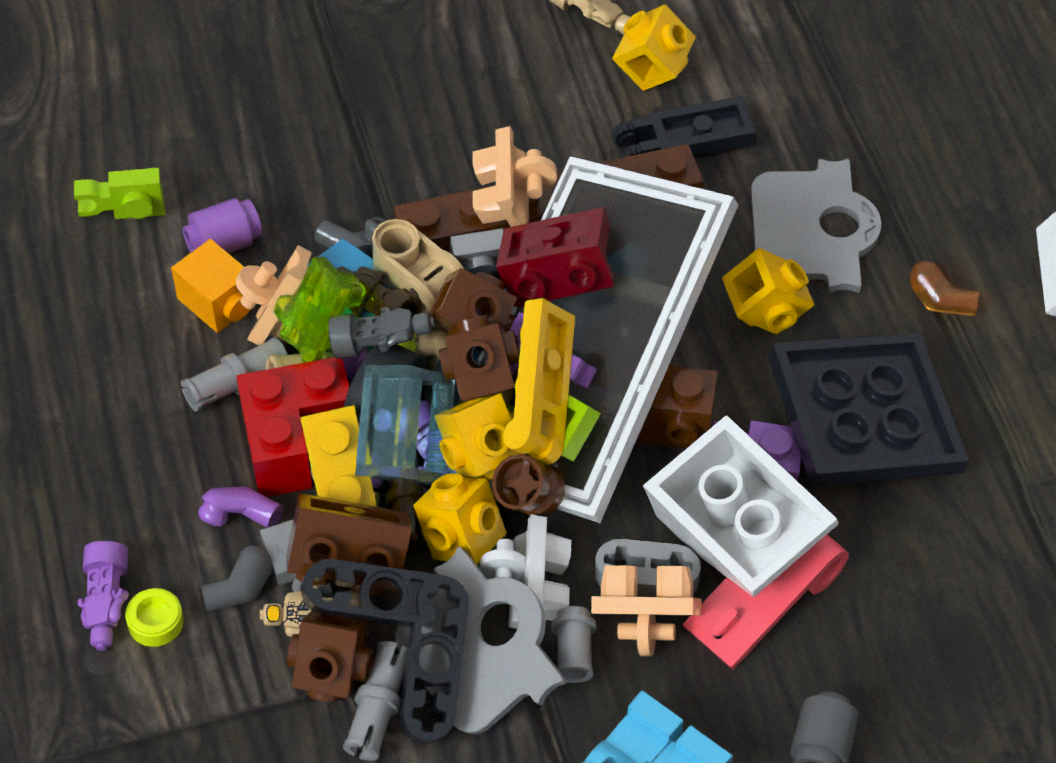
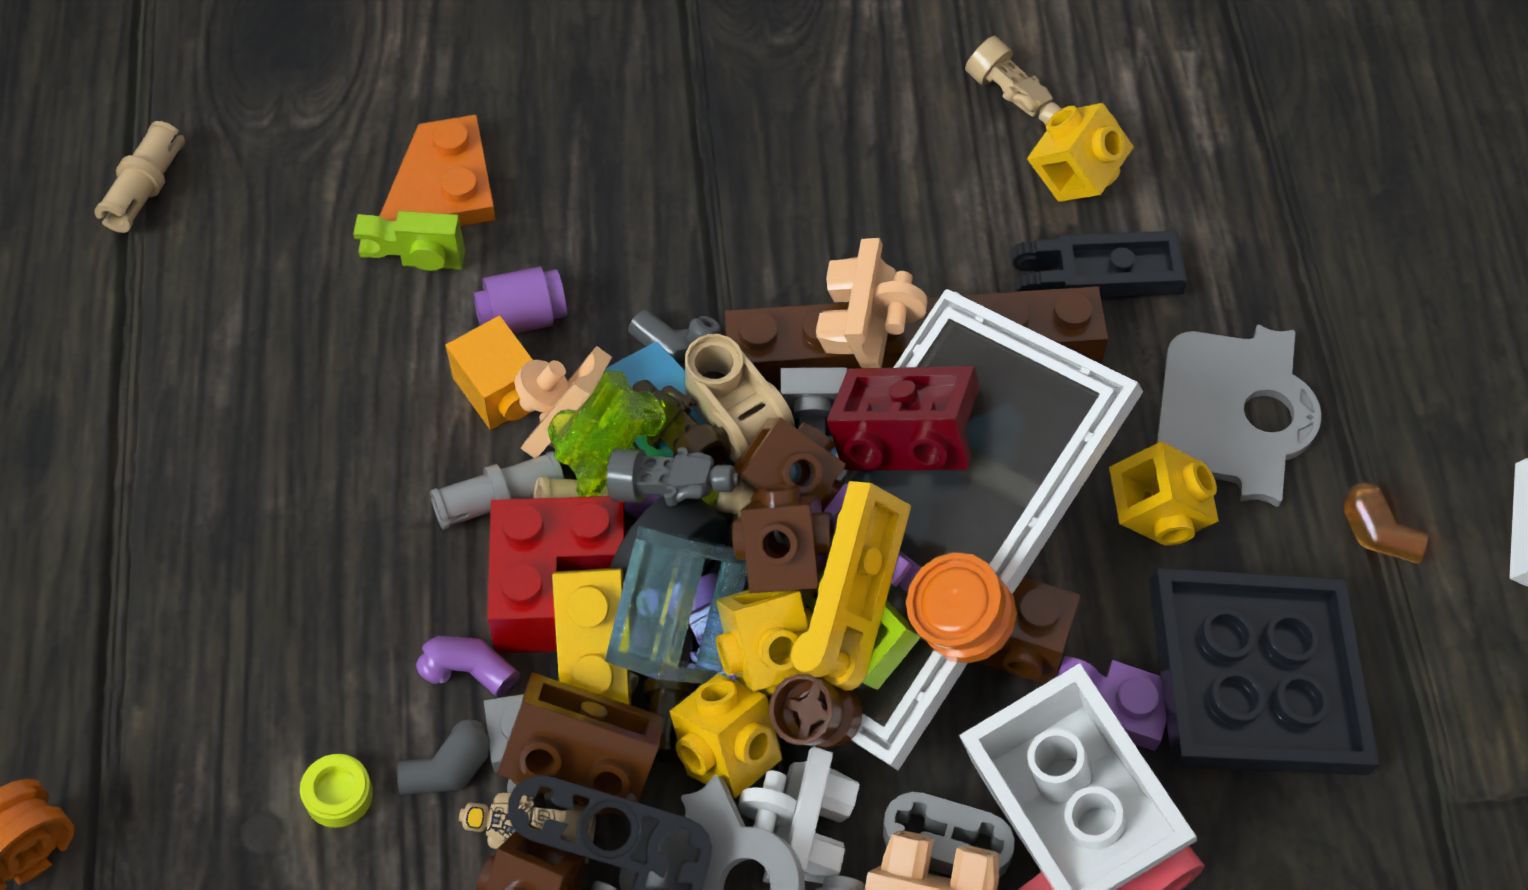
camera: 10 degrees right, 5 degrees up
(101, 609) = (276, 766): medium lavender piece -> none
(136, 138) = (443, 174): none -> orange wing
(628, 386) = (961, 607): none -> orange wheel

